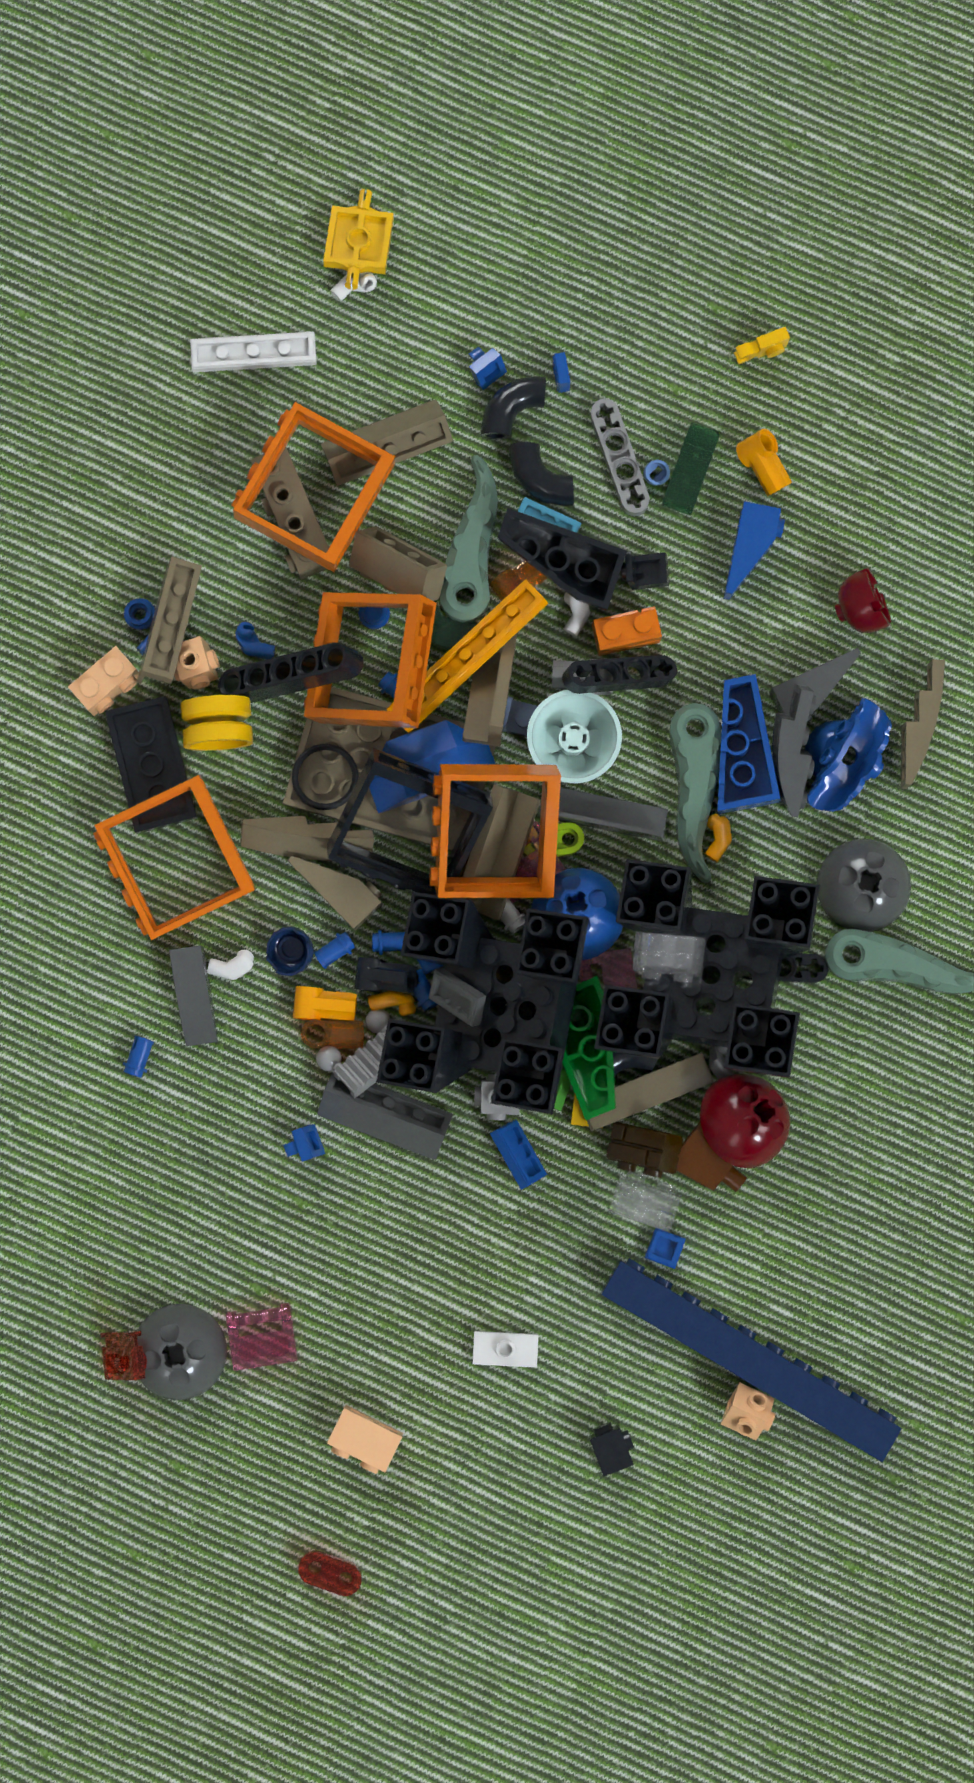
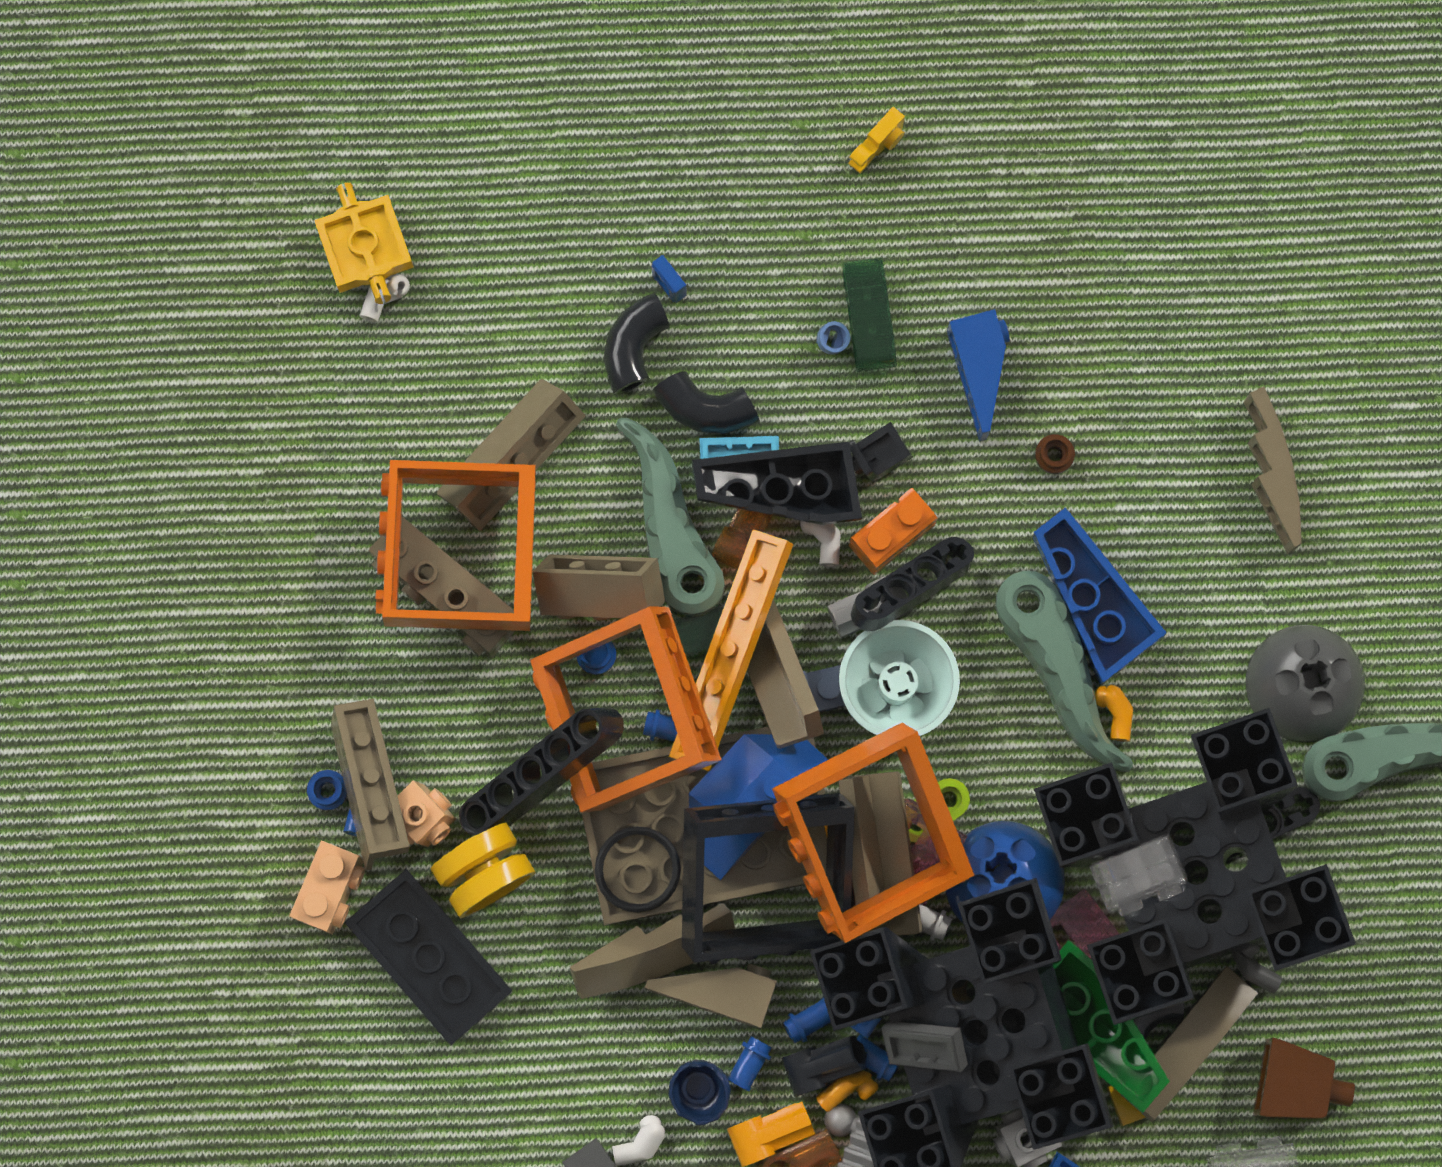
camera: 30 degrees left, 5 degrees down
(132, 892) = (483, 1117): orange window -> none
(250, 643) = (472, 760): blue arm -> none
(253, 351) = (306, 427): white tile -> none
(486, 366) = (581, 315): blue tile -> none
(611, 814) = (985, 746): dark grey panel -> none
(616, 458) = (778, 345): light grey beam -> none
(644, 1148) = (1223, 1110): dark brown brick -> none
(744, 1120) = (1318, 1018): dark red piece -> none
(760, 454) = (938, 260): light orange piece -> none
(778, 627) = (1061, 444): none -> reddish brown plate
(790, 761) = (1155, 584): dark grey slope -> none
(819, 679) = (1131, 498): dark grey slope -> none
(827, 744) = (1186, 548): blue piece -> none
(862, 603) = (1138, 370): dark red cylinder -> none

